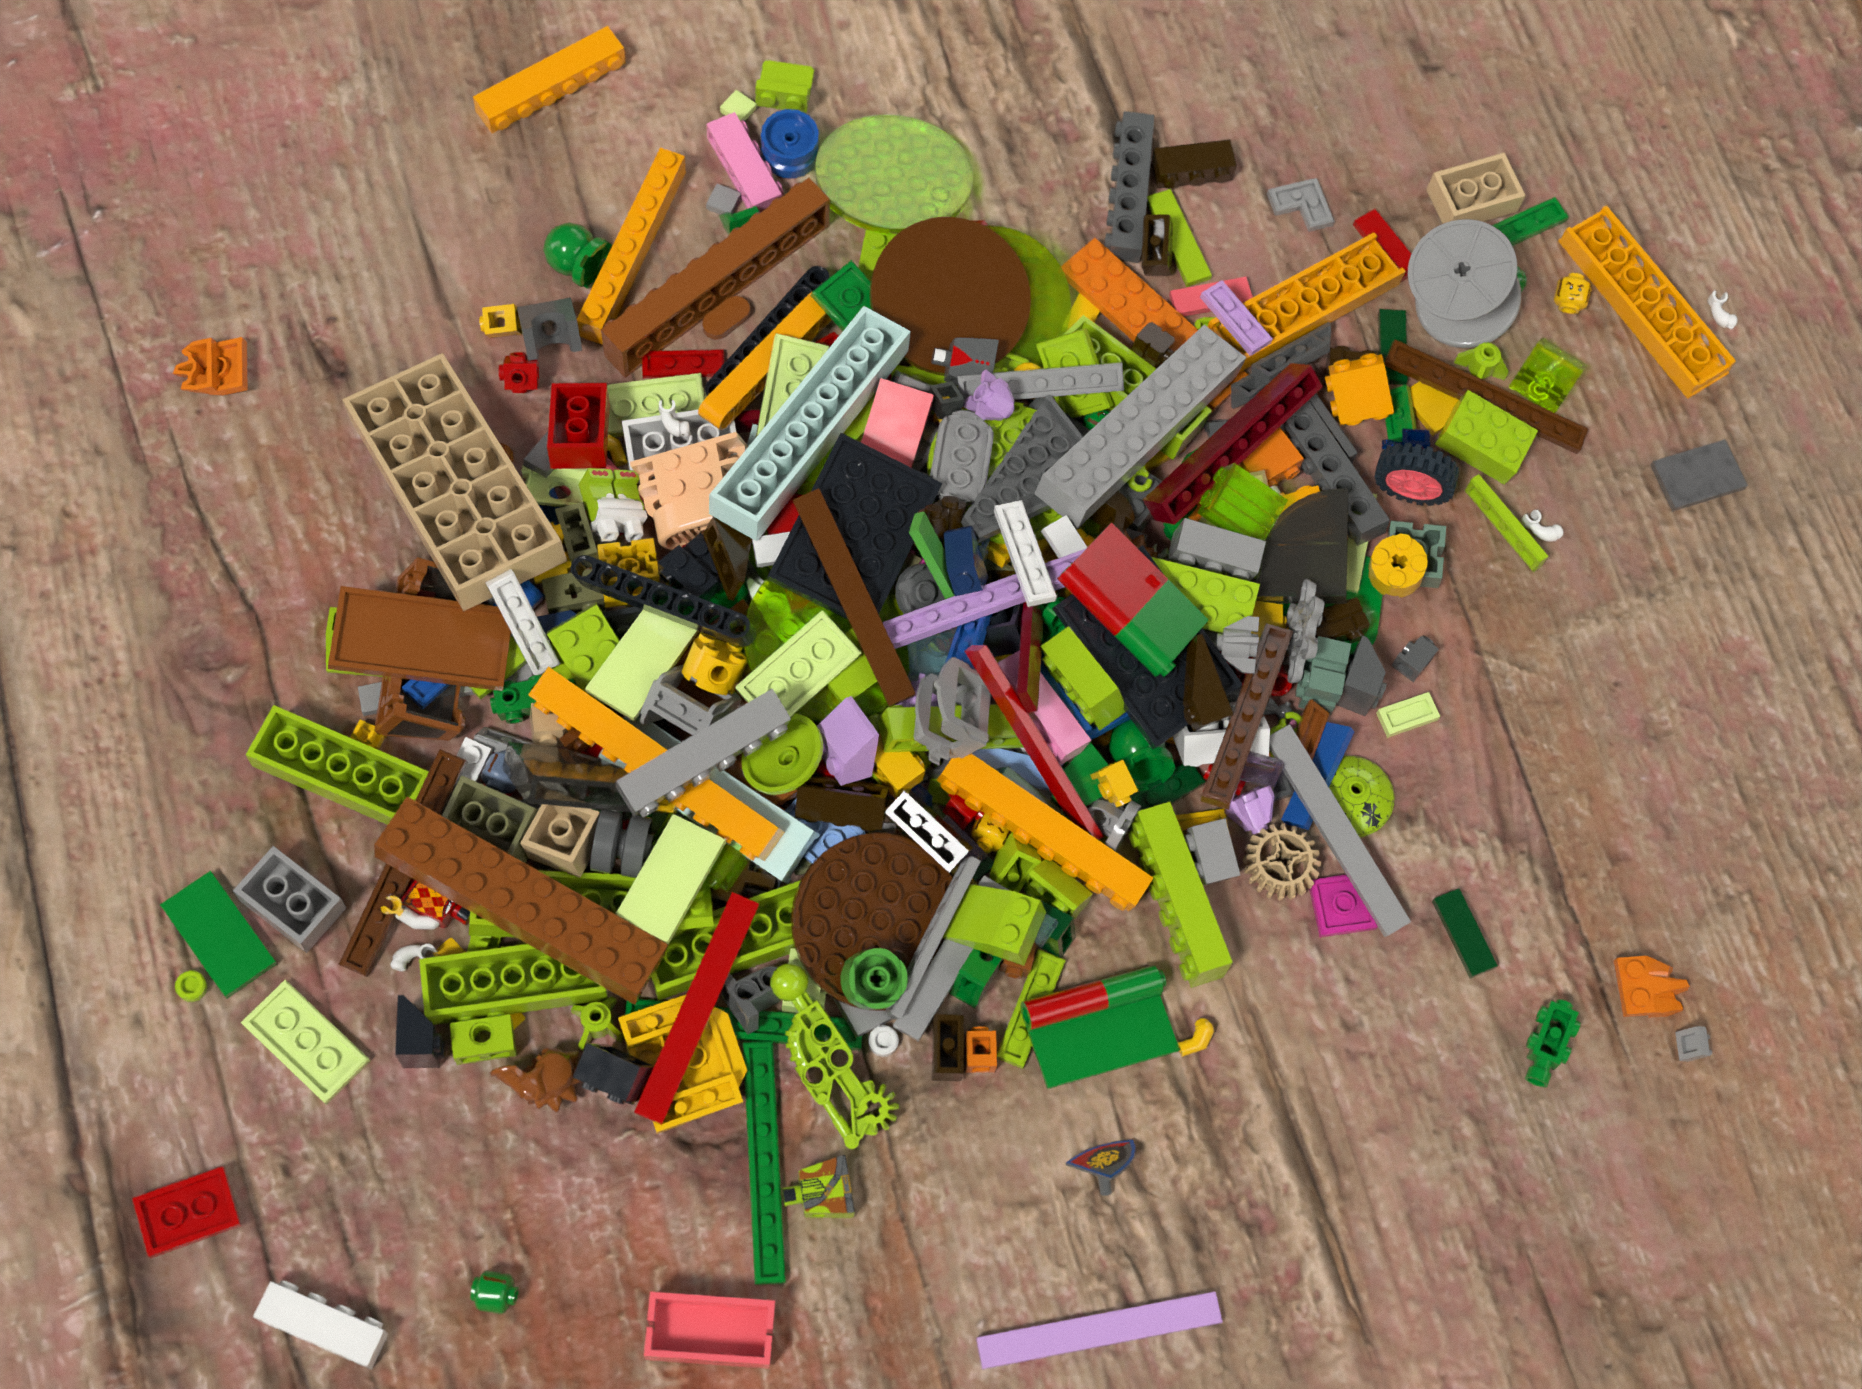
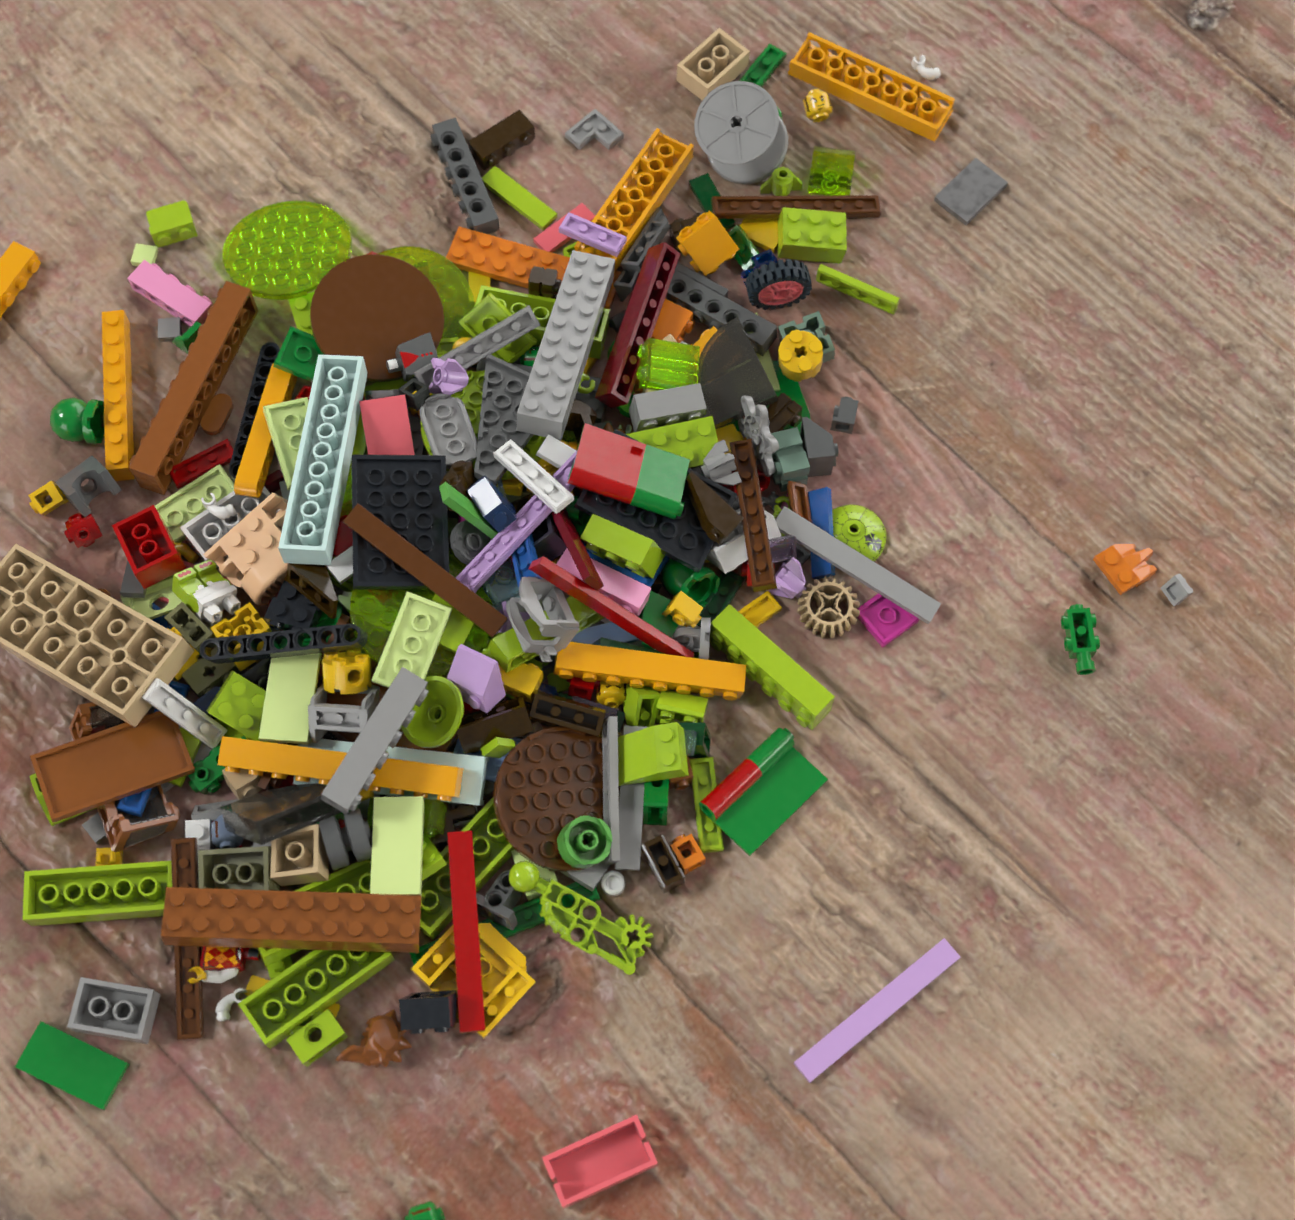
camera: 20 degrees left, 0 degrees up
(191, 986) = (71, 1115): lime tile -> none
(305, 1042) = (182, 1110): yellowish green tile -> none
(416, 1038) = (267, 1063): black slope -> none
(598, 1028) = (398, 985): lime brick -> none
(764, 1164) = (574, 1019): green tile -> none
(789, 143) = (197, 263): blue wheel -> none
(823, 1190) = (627, 1015): torso -> none
(833, 829) = (497, 747): none -> lime tile
(1105, 1161) = (818, 886): shield -> none
(1157, 245) = (507, 209): dark brown brick -> none
(1200, 1040) = (838, 763): yellow arm -> none
(1212, 851) = (778, 624): light grey brick -> none
(1374, 223) = (652, 121): red tile -> none
(1408, 714) = (860, 458): yellowish green tile -> none
(1464, 933) = (981, 593): dark green tile -> none
(1545, 533) = (888, 283): white arm -> none

